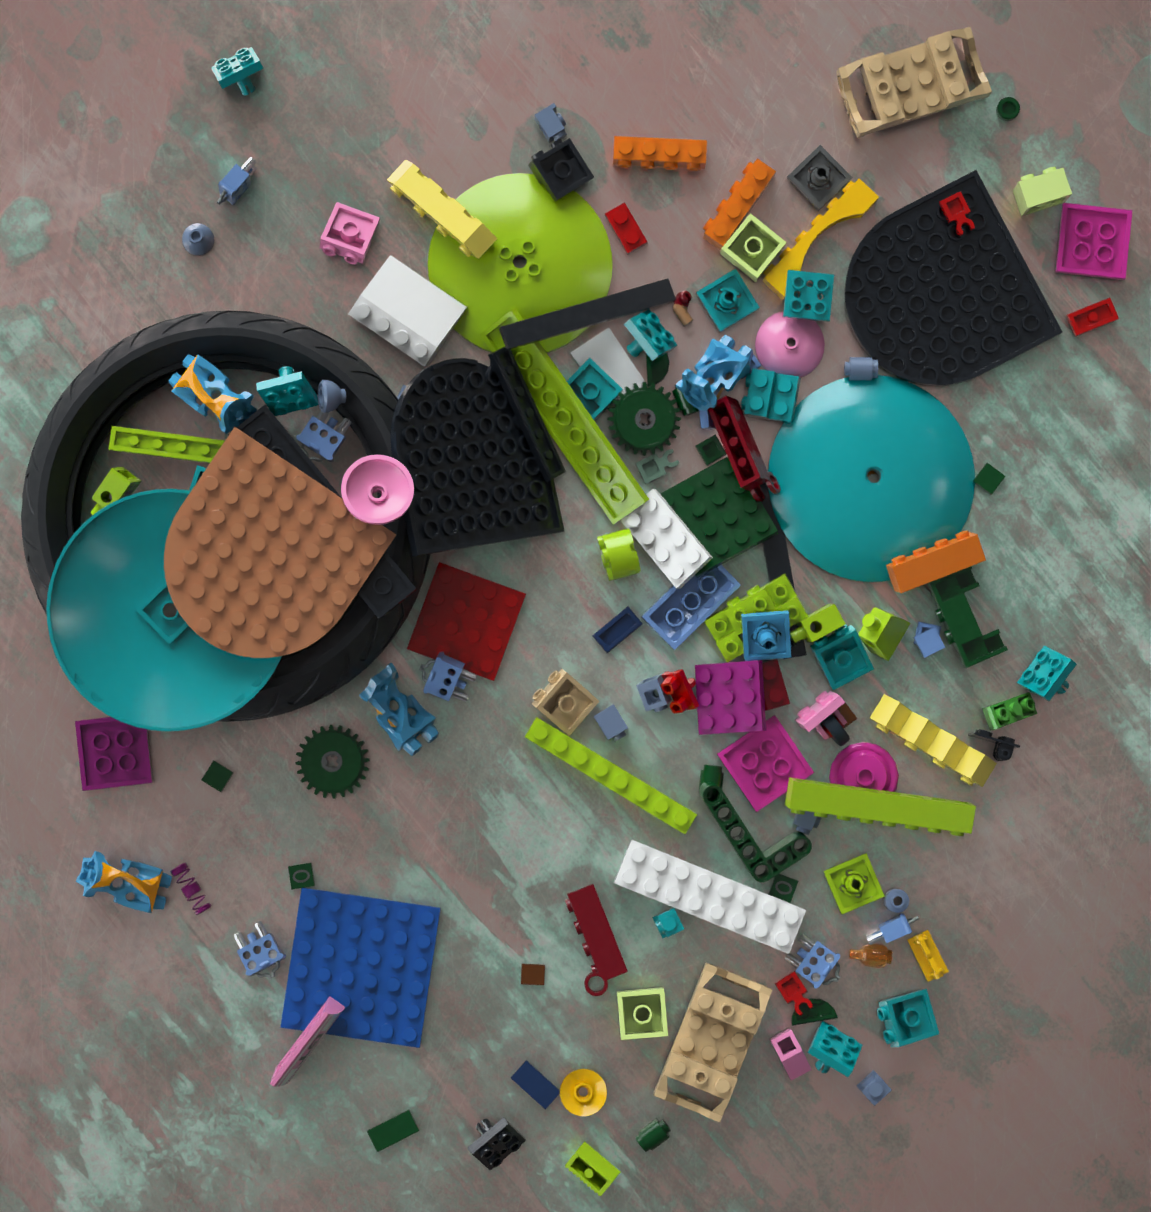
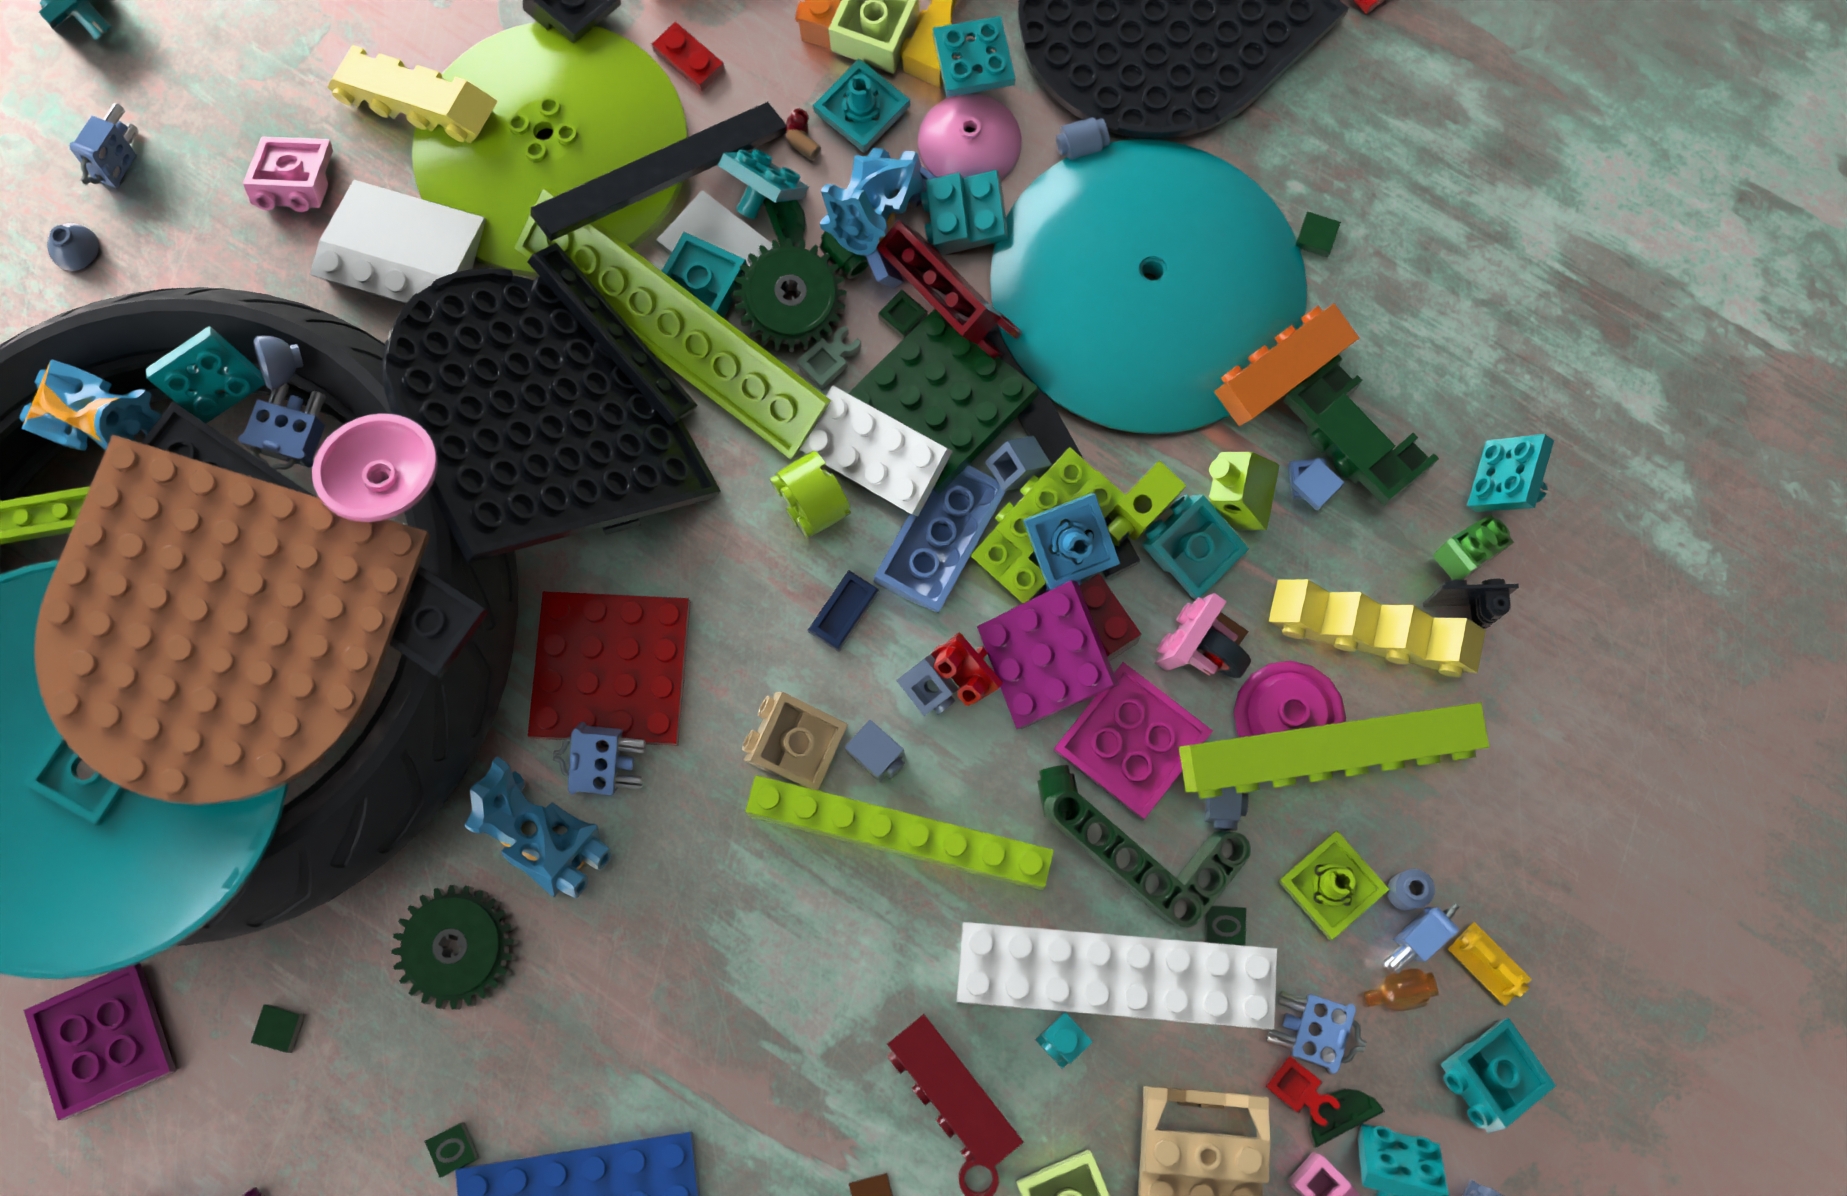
camera: 10 degrees left, 10 degrees down
(751, 573) = (1017, 462): none -> sand blue brick

